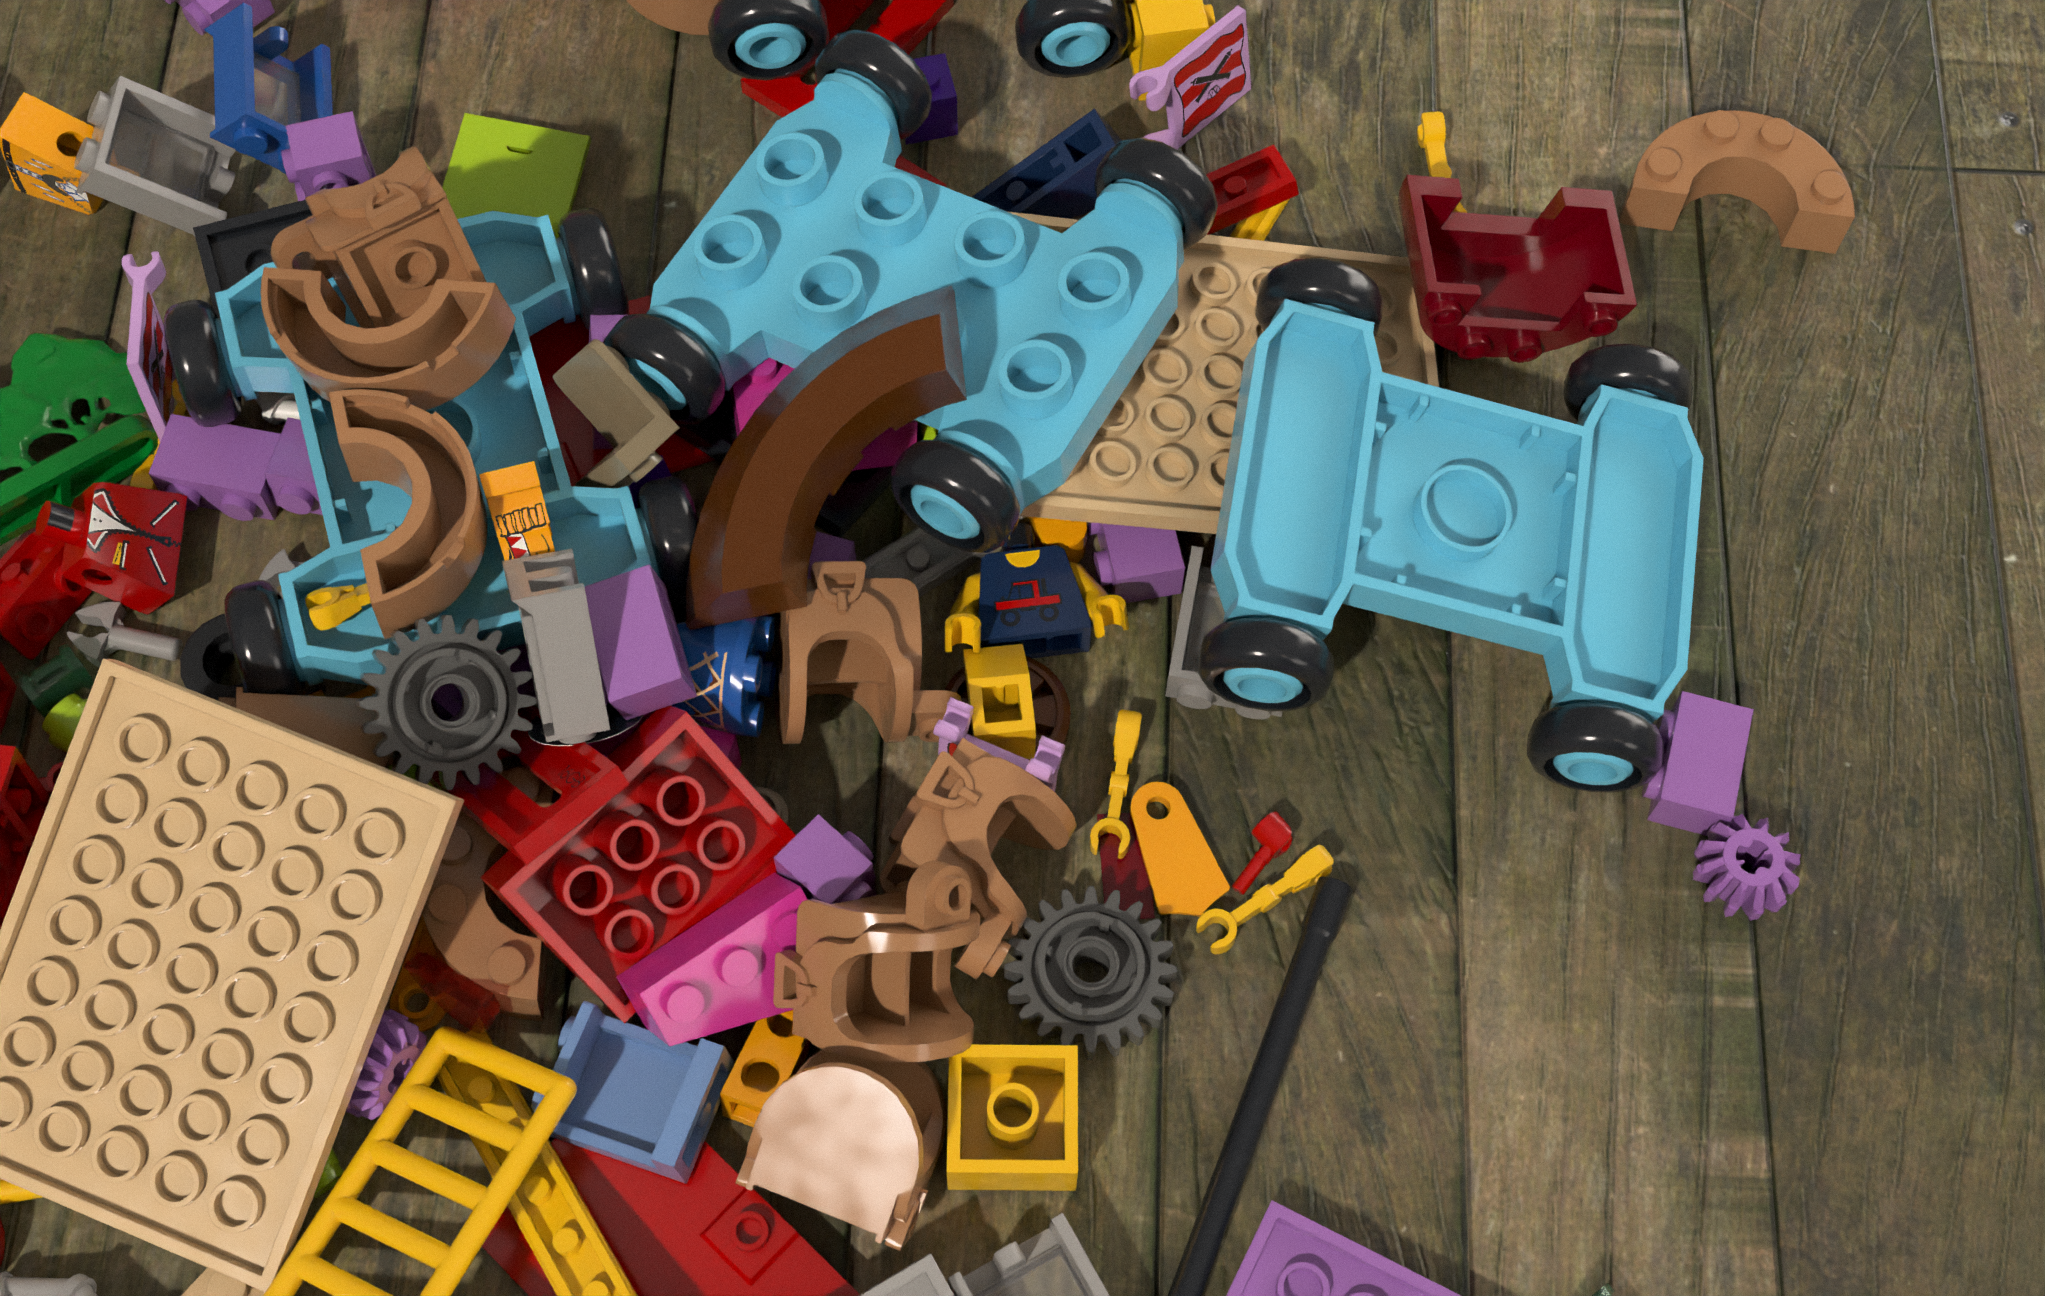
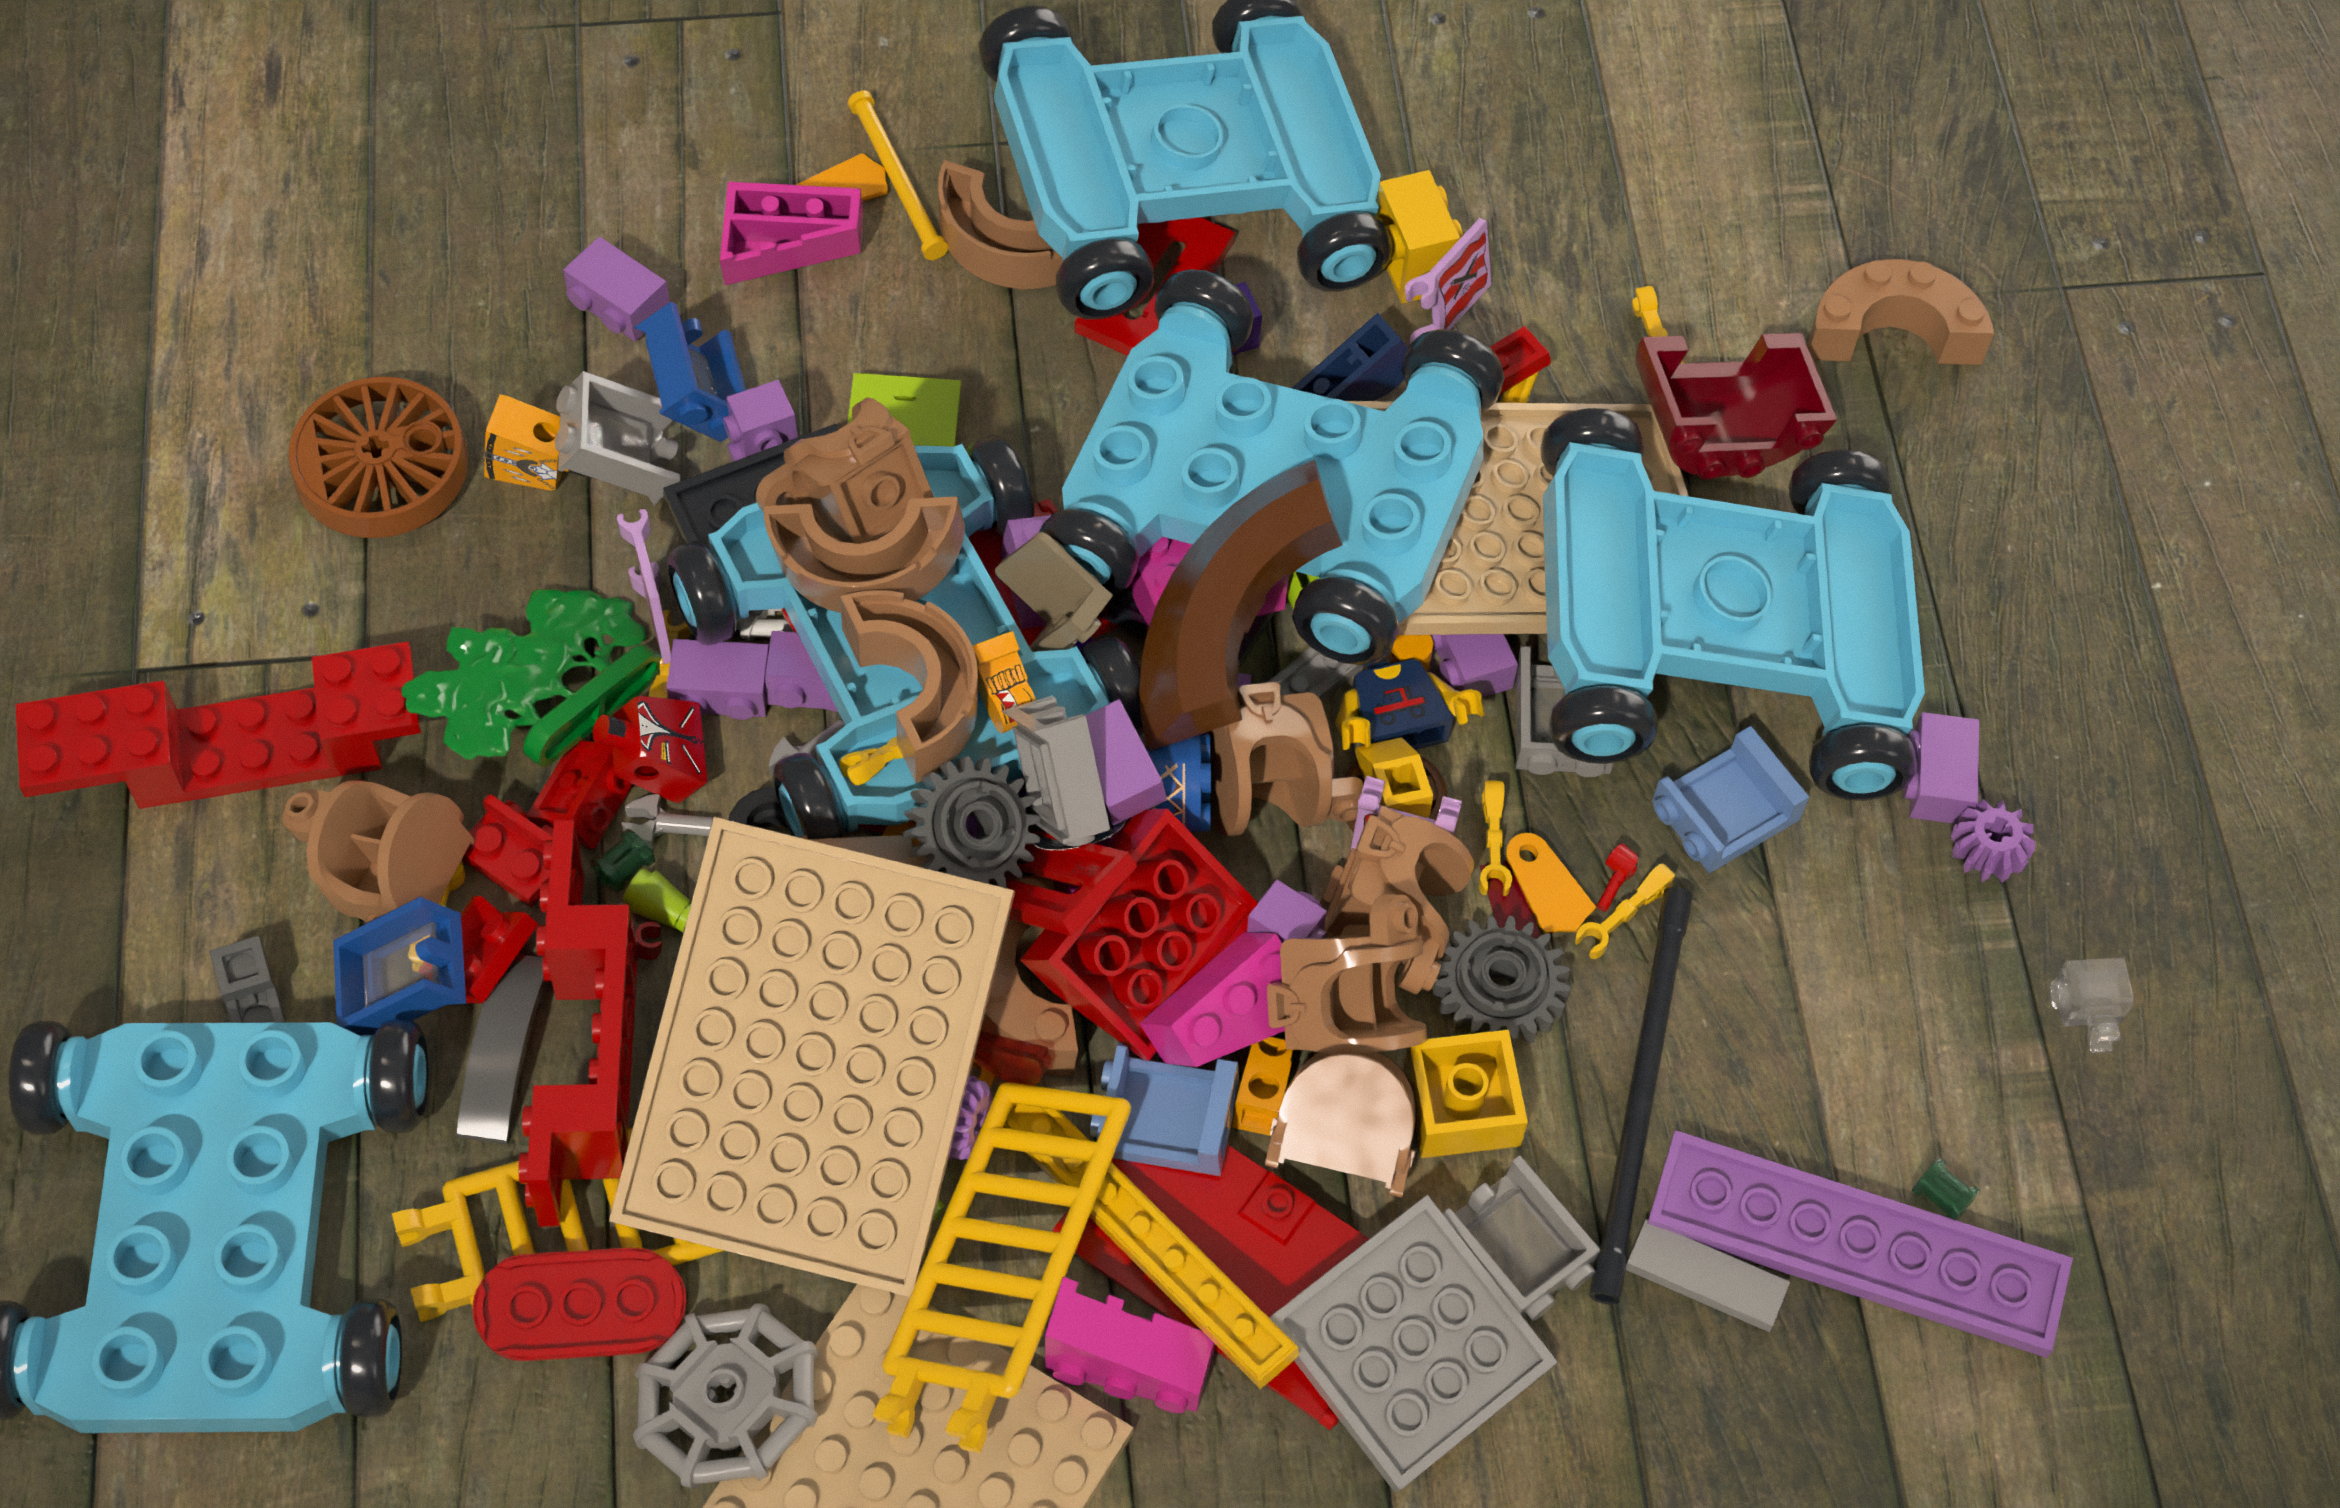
camera: 10 degrees left, 5 degrees down
(1422, 775) = (1731, 802): none -> medium blue panel
(1842, 1088) = (2094, 995): none -> clear brick

